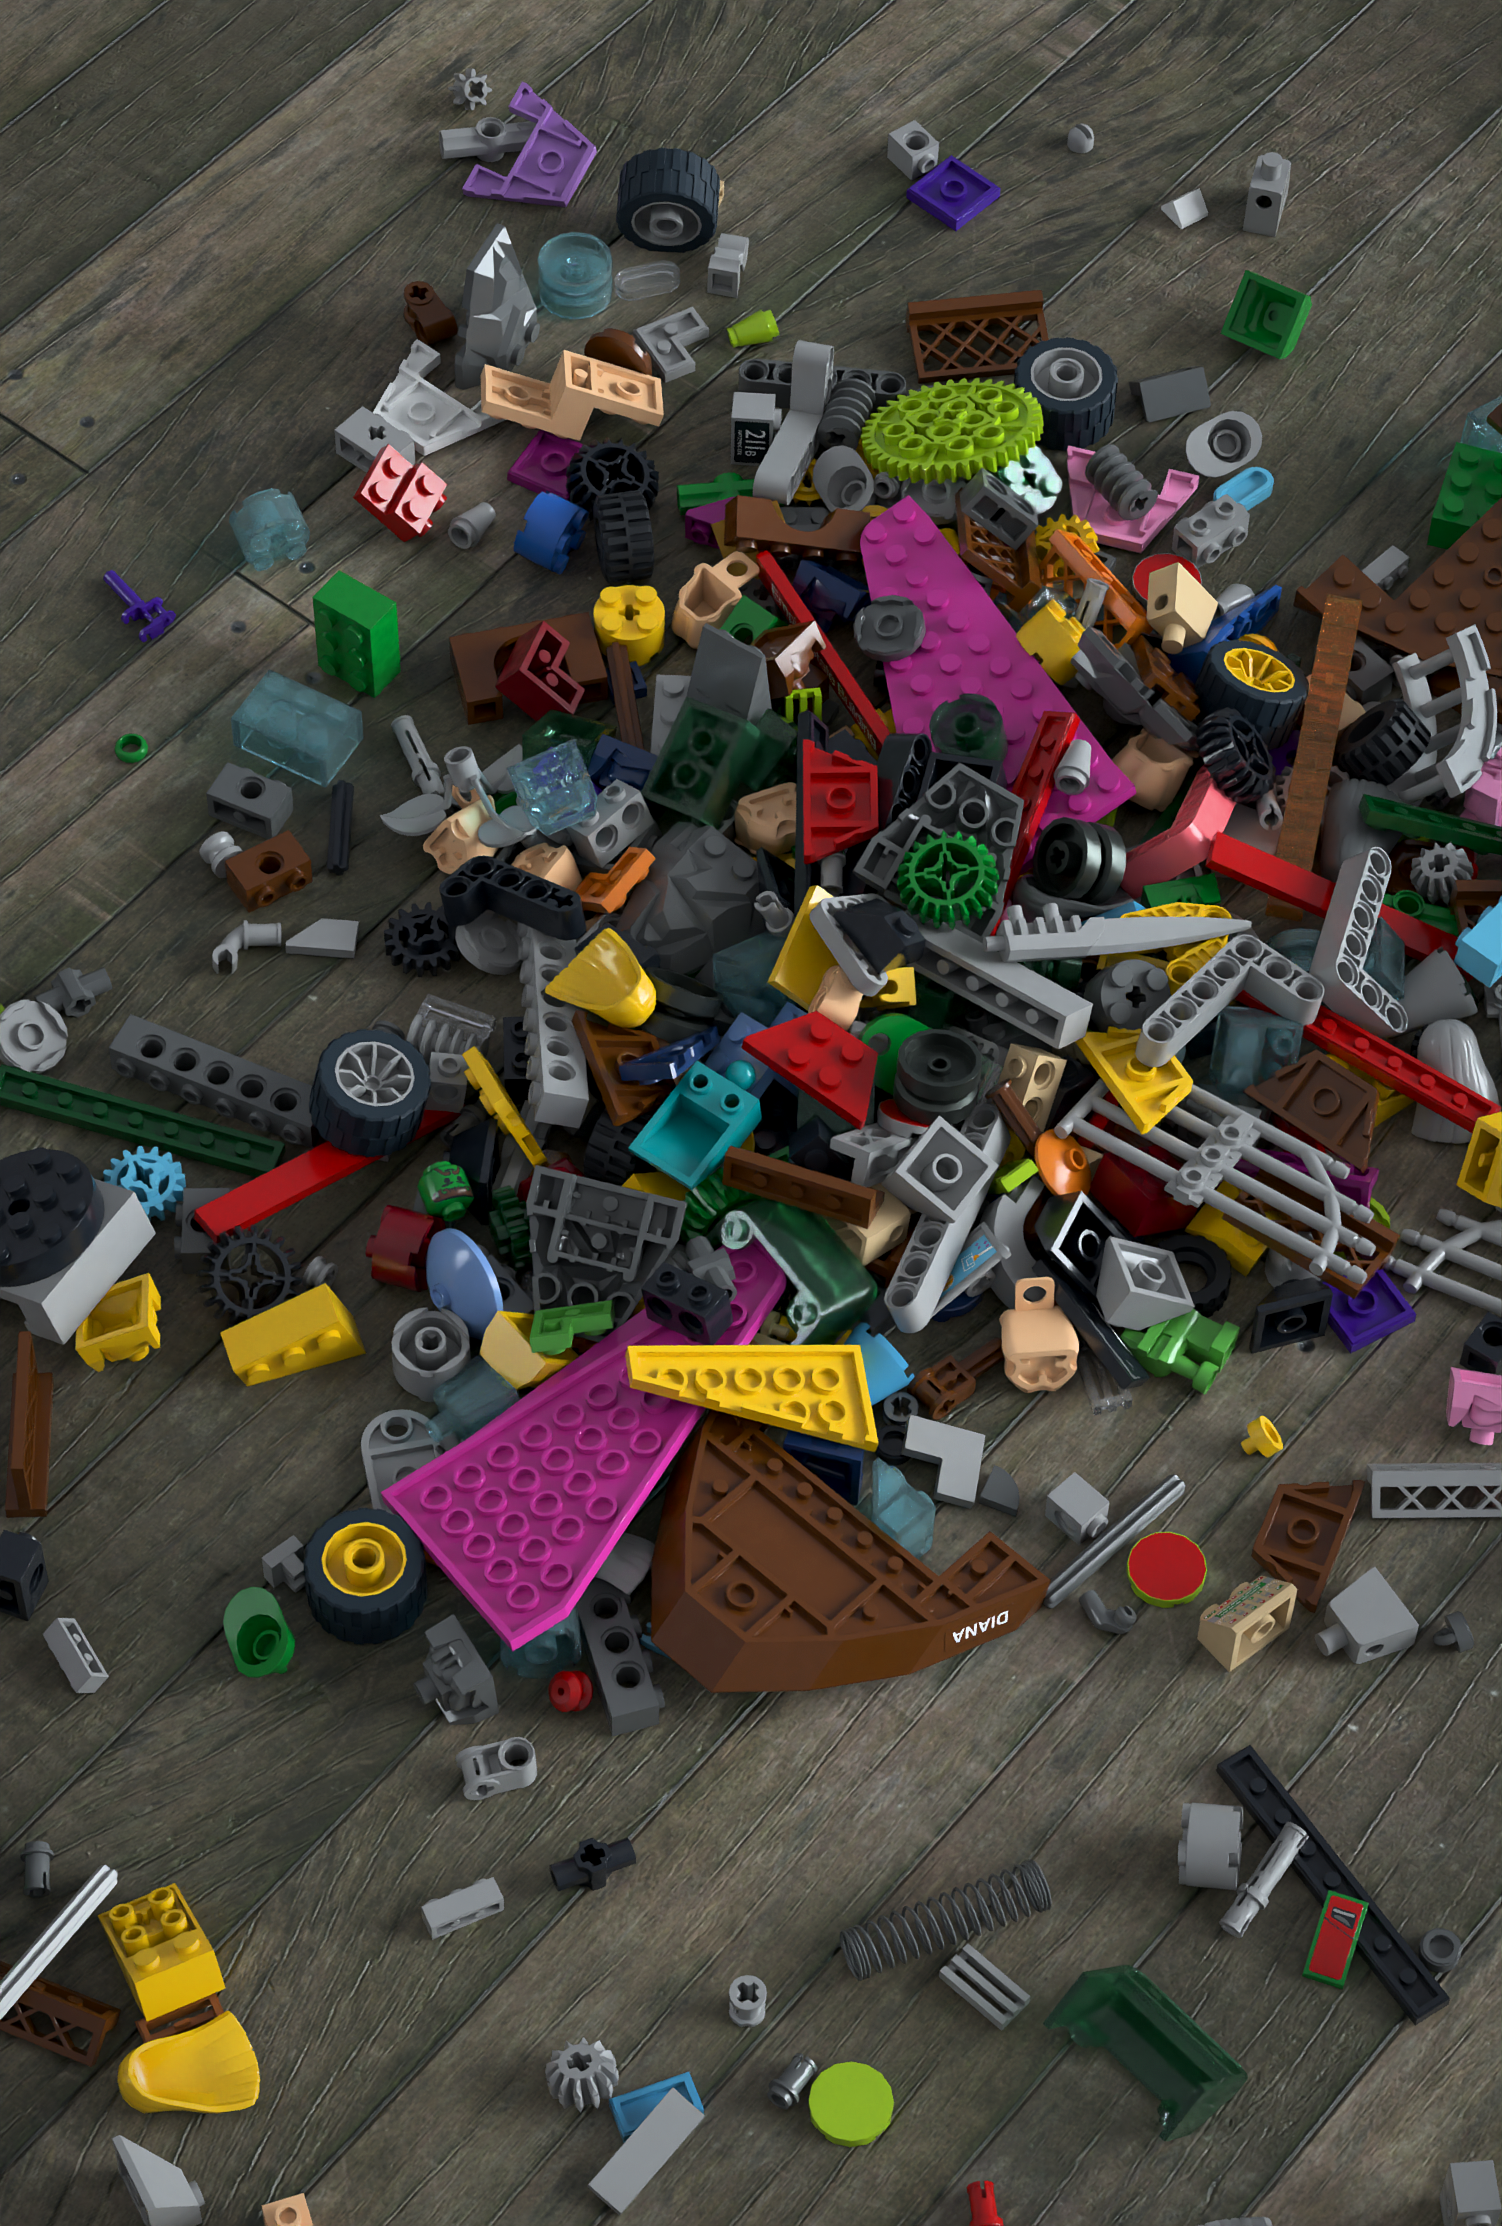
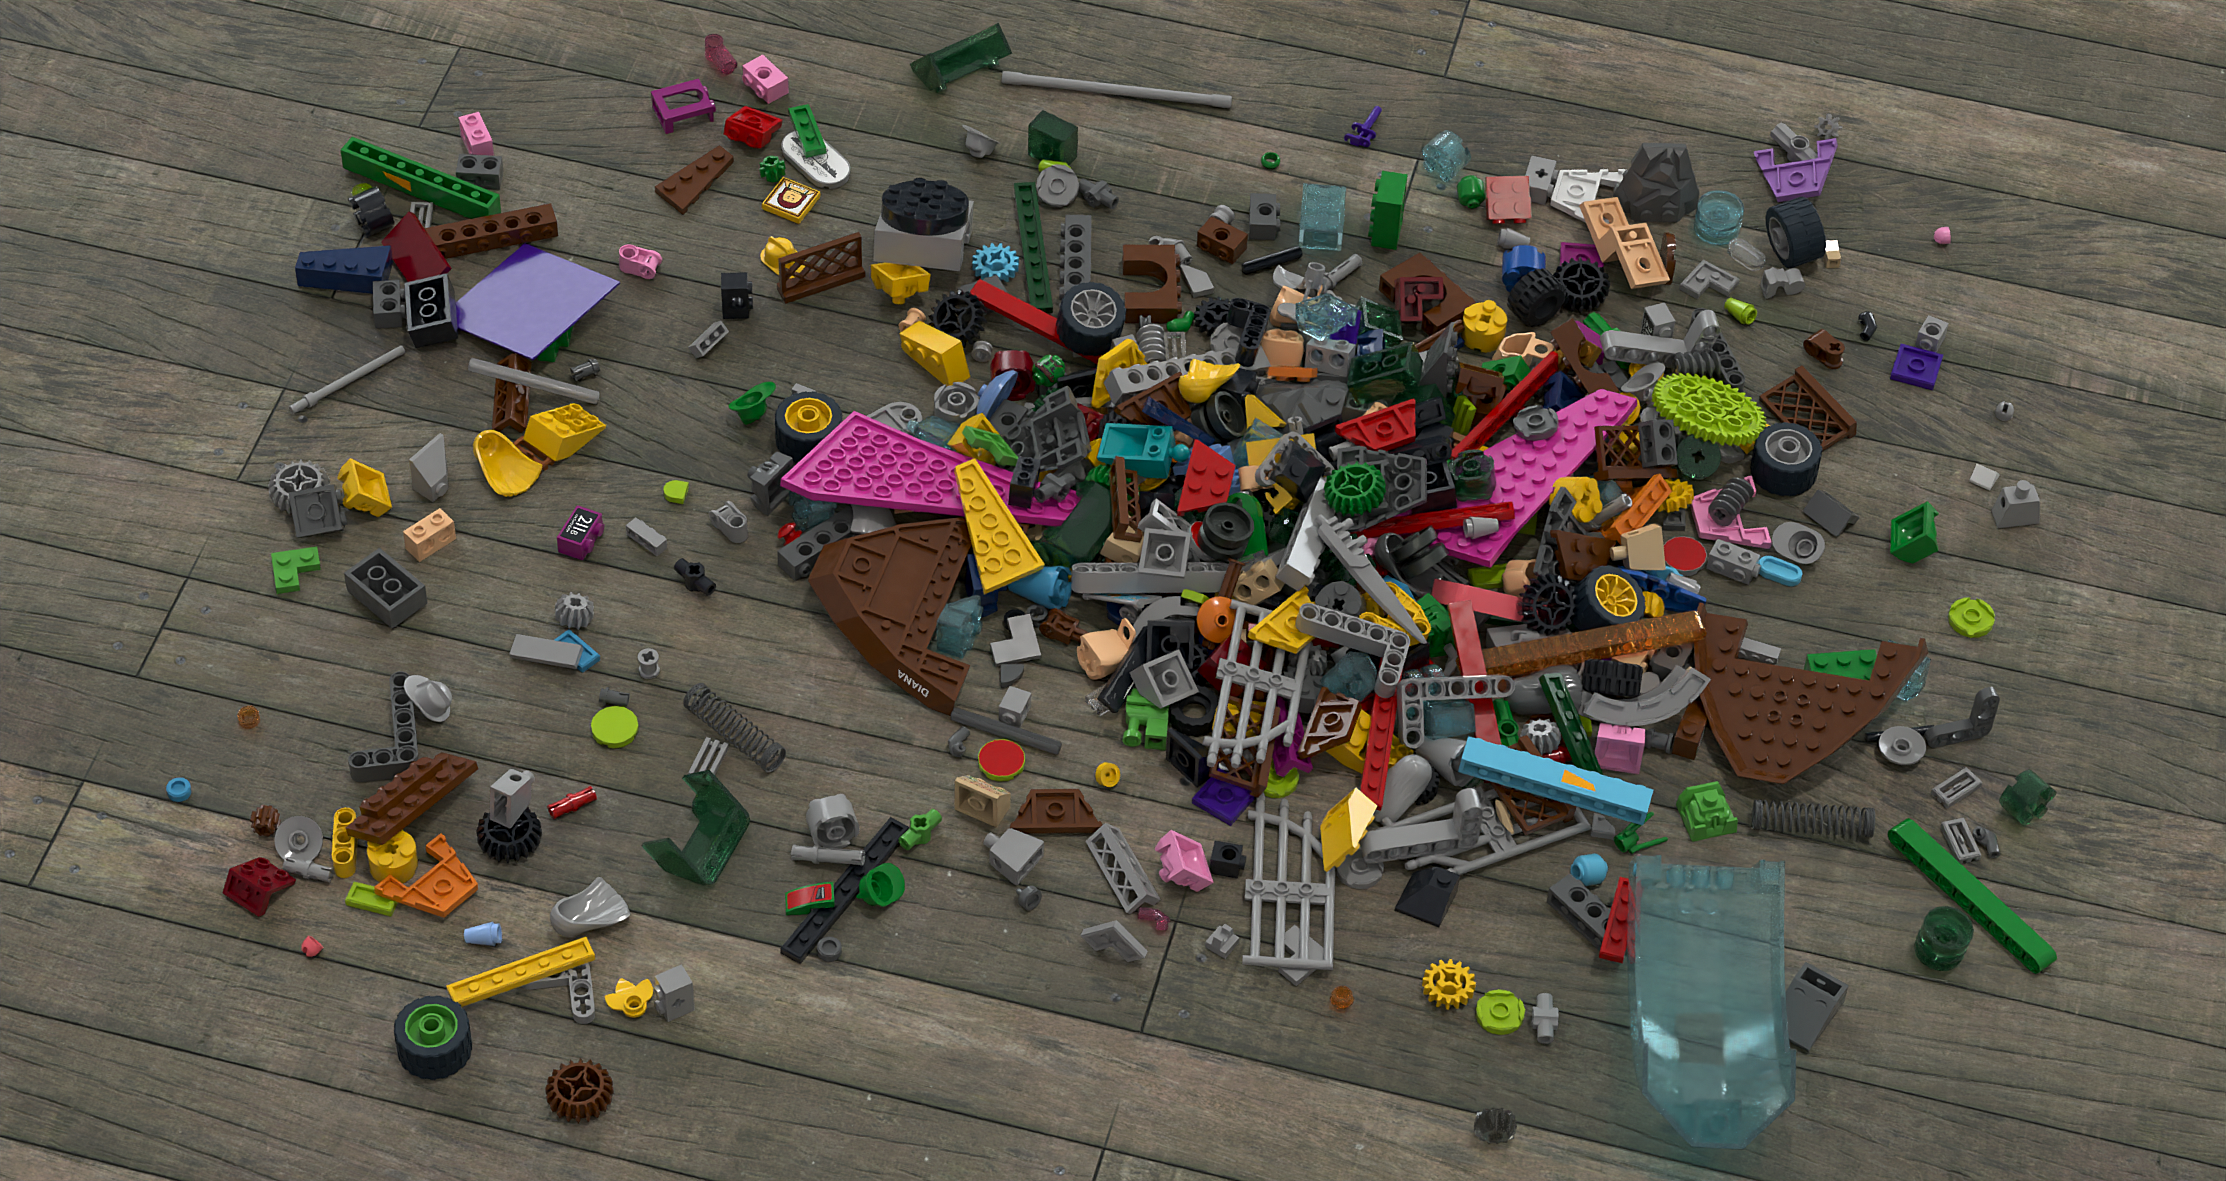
camera: 65 degrees right, 5 degrees down
(203, 1347) = (912, 318): none -> light nougat bush
(276, 964) = (1160, 263): none -> reddish brown arch
(352, 532) = (1471, 191): none -> green head
(383, 1828) = (676, 491): none -> lime tile
(408, 991) = (1181, 324): none -> green arm
(409, 2005) = (580, 532): none -> brick
(692, 953) = (1257, 409): none -> yellow slope
(737, 61) = (1942, 235): none -> bright pink hinge
(855, 206) = (1870, 325): none -> black arm
(873, 270) = (1825, 347): none -> reddish brown piece
(1265, 1730) = (920, 829): none -> bright green axle
(1358, 1831) = (882, 885): none -> green piece
(1420, 328) = (1971, 617): none -> lime tile

